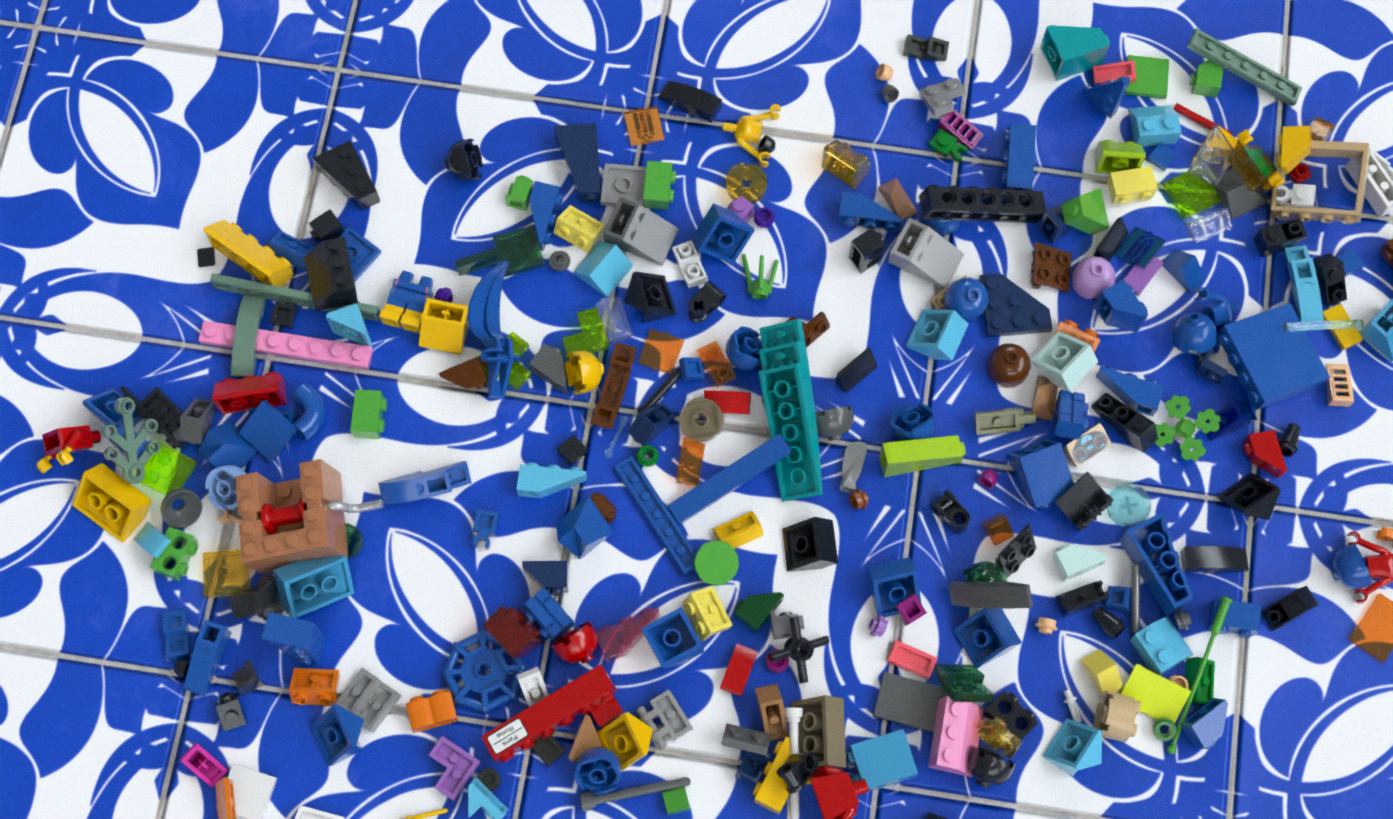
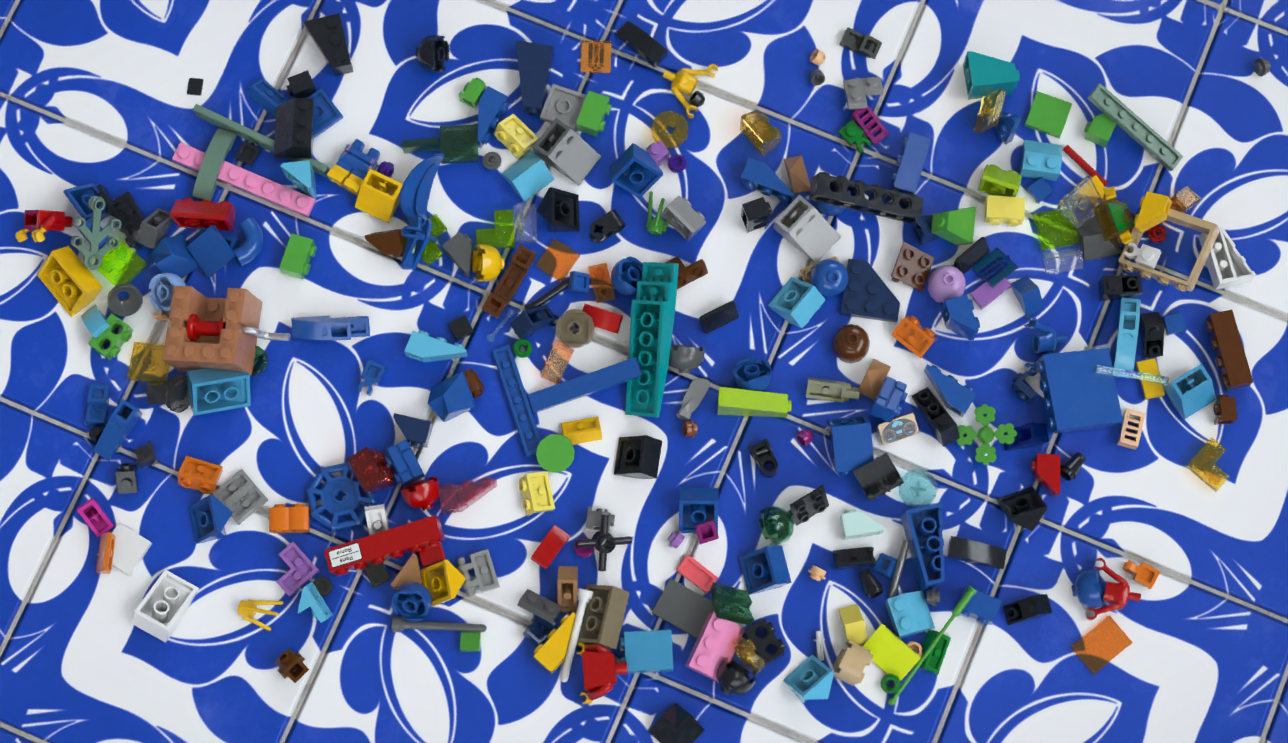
camera: 15 degrees right, 5 degrees up
(248, 254) = (230, 93): yellow slope -> none
(295, 637) = (191, 431): blue wedge -> none
(673, 639) = (501, 508): blue slope -> none
(690, 264) = (602, 190): white slope -> none
(756, 610) = (577, 500): dark green slope -> none
(788, 272) = (683, 217): none -> light grey slope
(798, 770) = (574, 642): black piece -> none
(991, 595) = (773, 537): dark grey slope -> none
(998, 528) = (801, 482): clear orange slope -> none
(1065, 360) = (897, 352): light aqua slope -> none
(1086, 85) = (989, 111): none -> clear yellow plate
(1114, 71) = (1021, 105): coral tile -> none
(1194, 333) = (1017, 354): blue cylinder -> none
(1206, 724) = (926, 688): slope -> none

